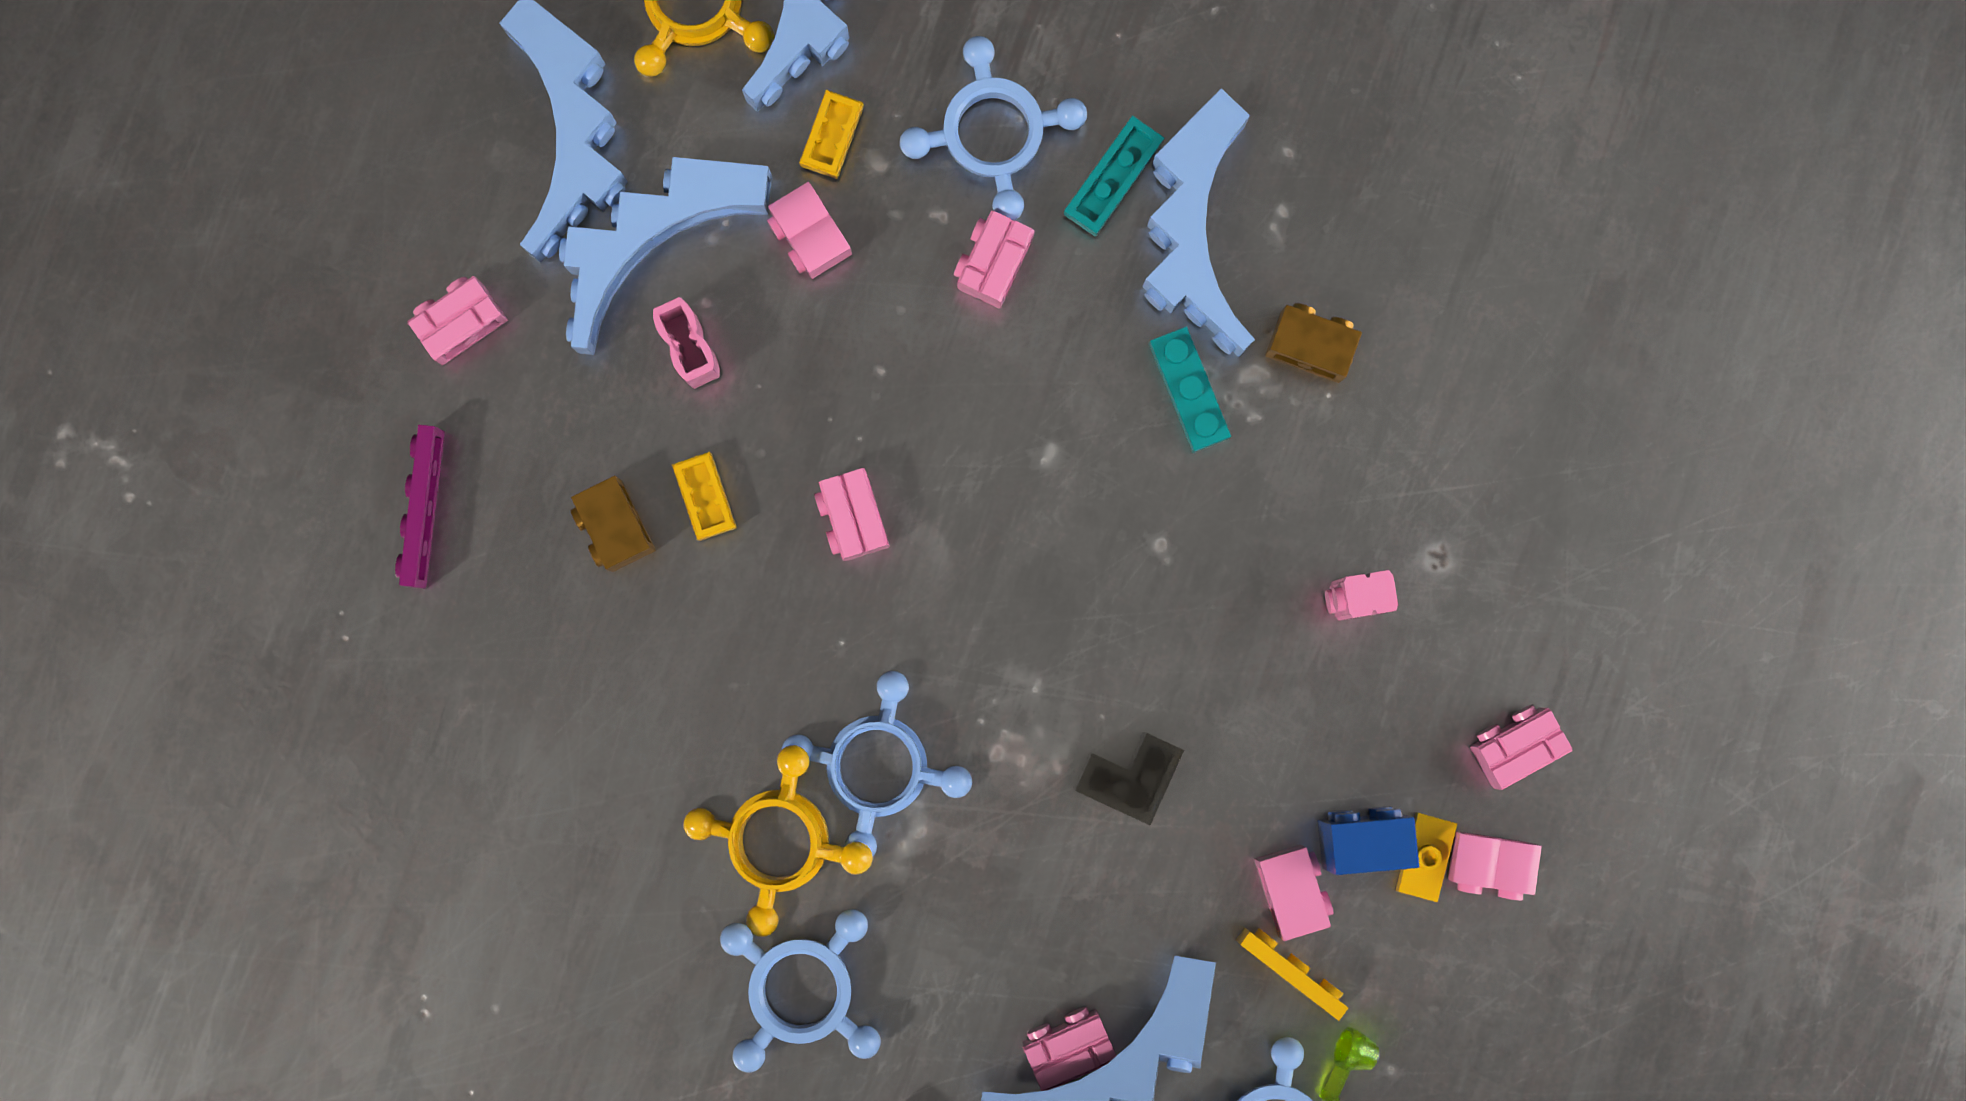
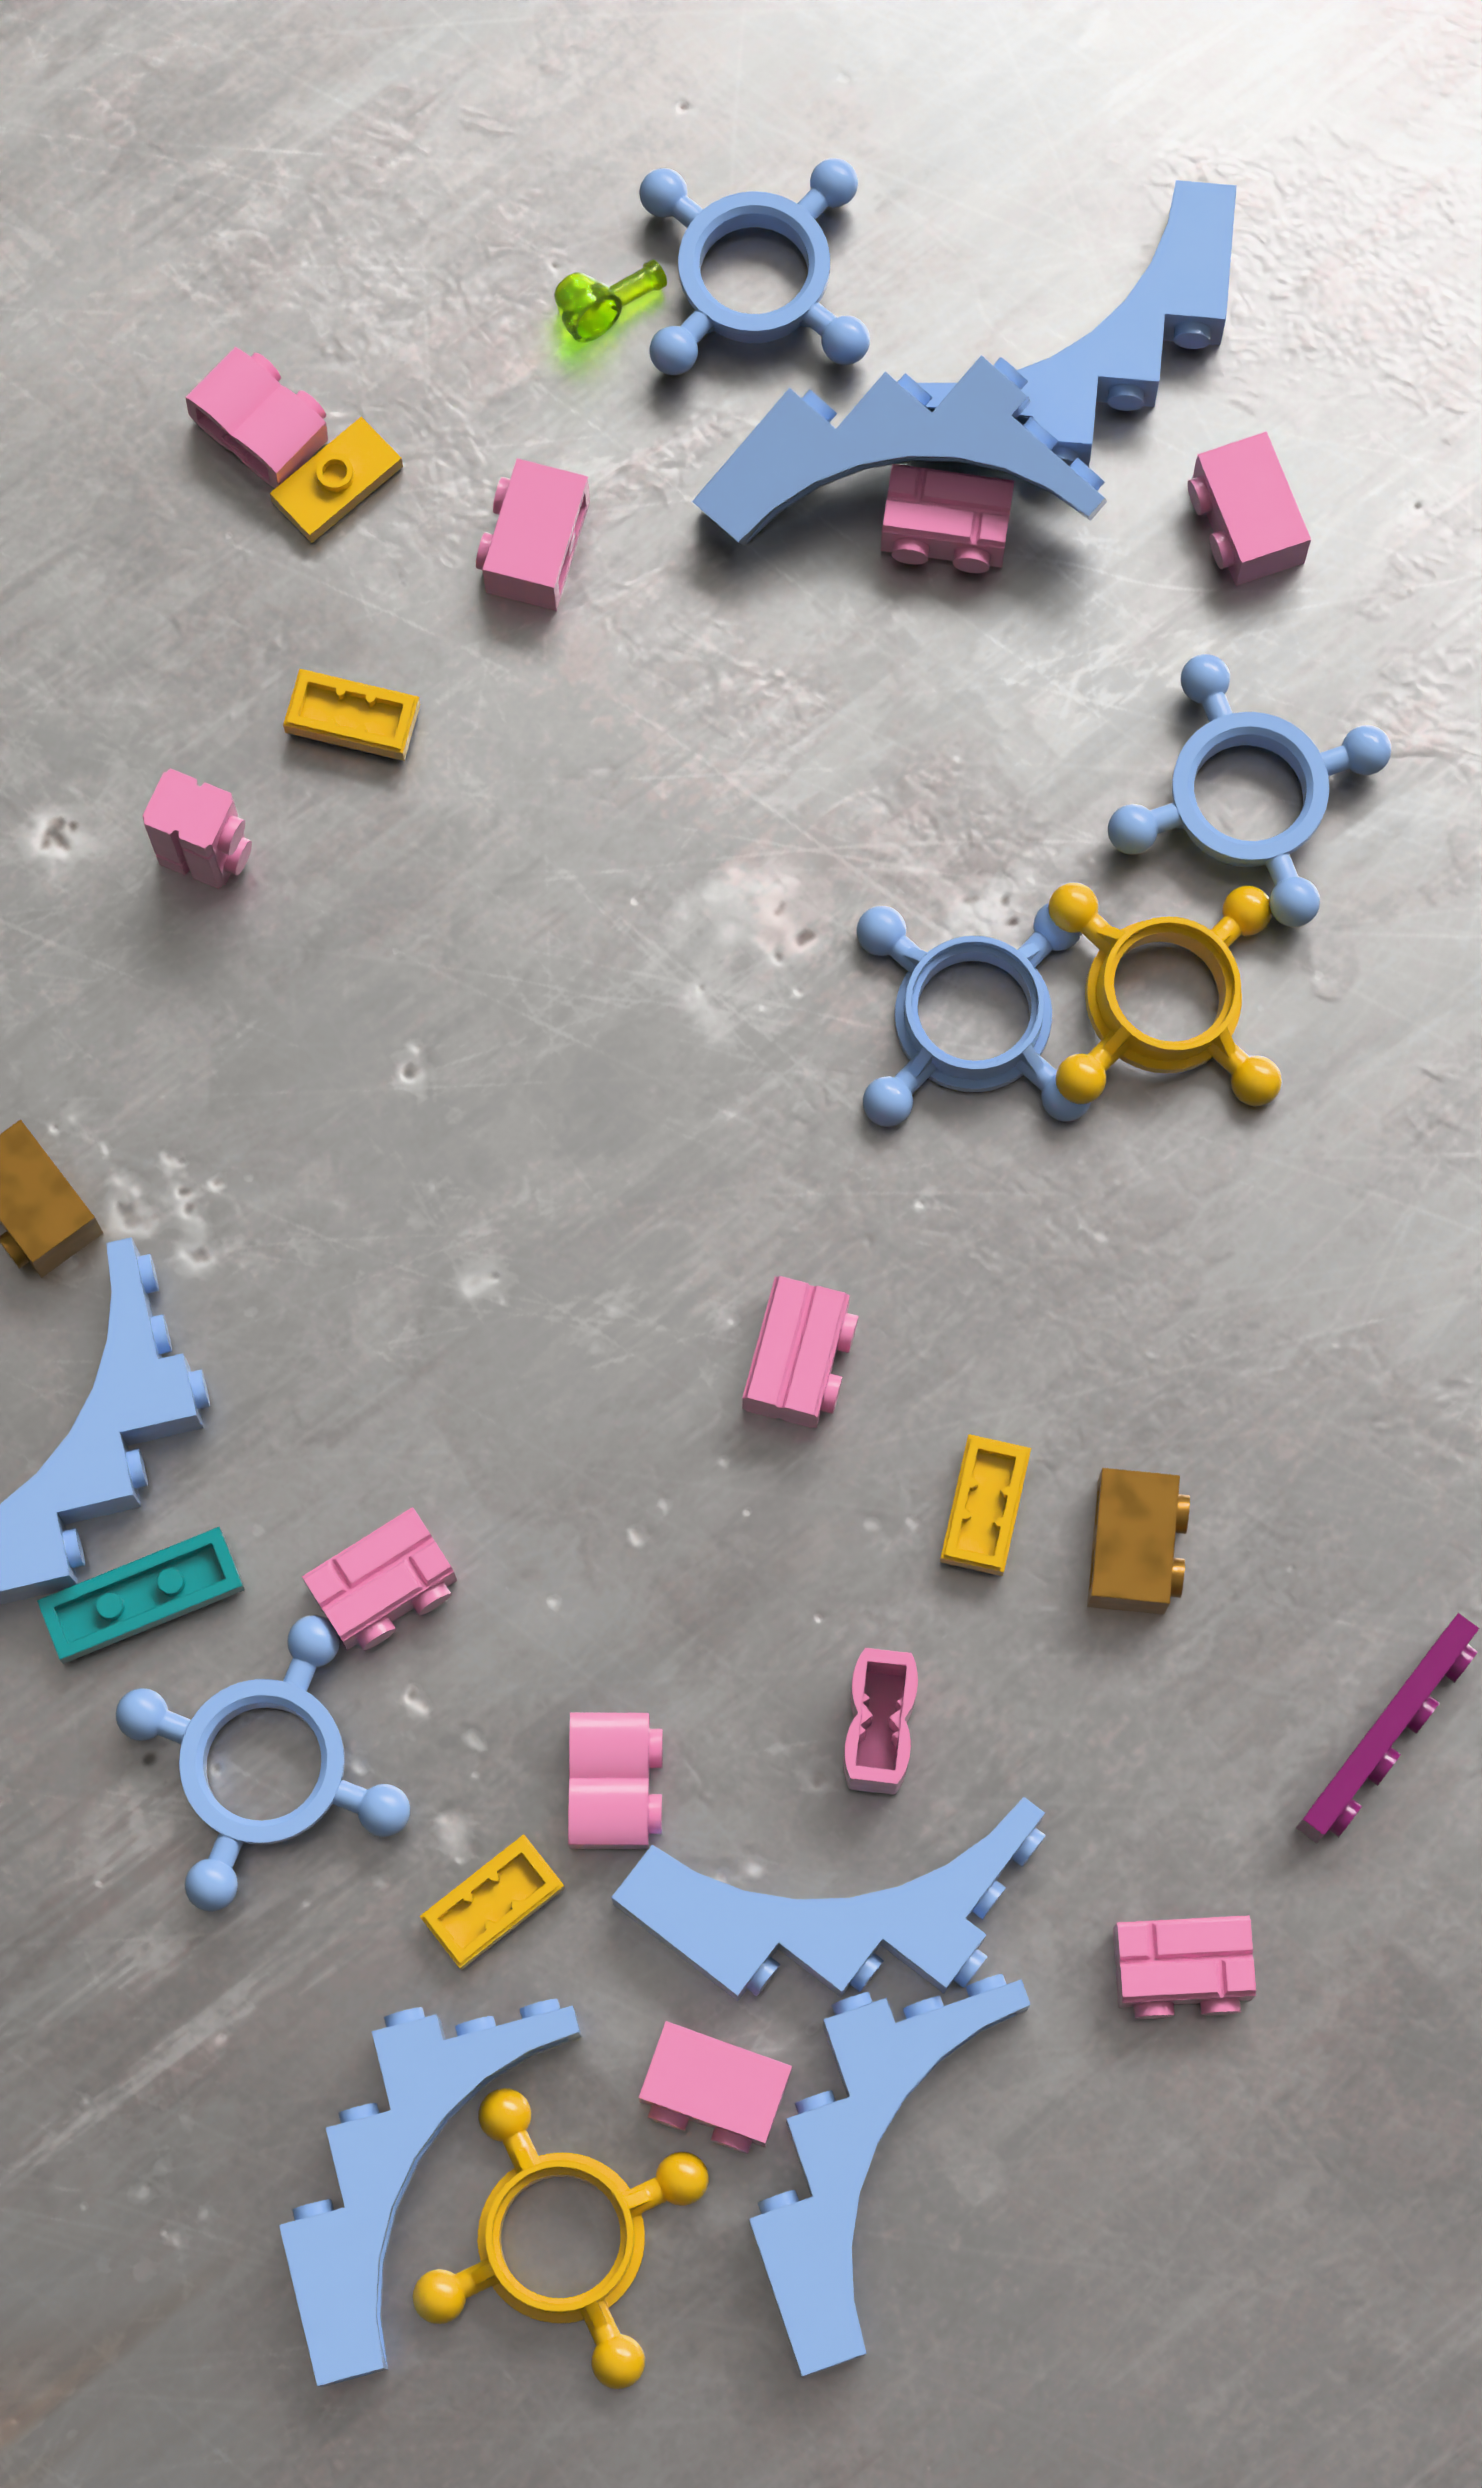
camera: 145 degrees left, 10 degrees down
(659, 111) = (714, 2086): none -> bright pink brick
(1137, 788) = (649, 774): clear smoke brick -> none
(1189, 389) = (234, 1246): teal plate -> none
(1293, 971) = (601, 442): yellow plate -> none
(1324, 722) = (351, 714): none -> yellow plate
(1369, 842) = (401, 529): blue brick -> none
(1520, 747) = (125, 534): bright pink brick -> none

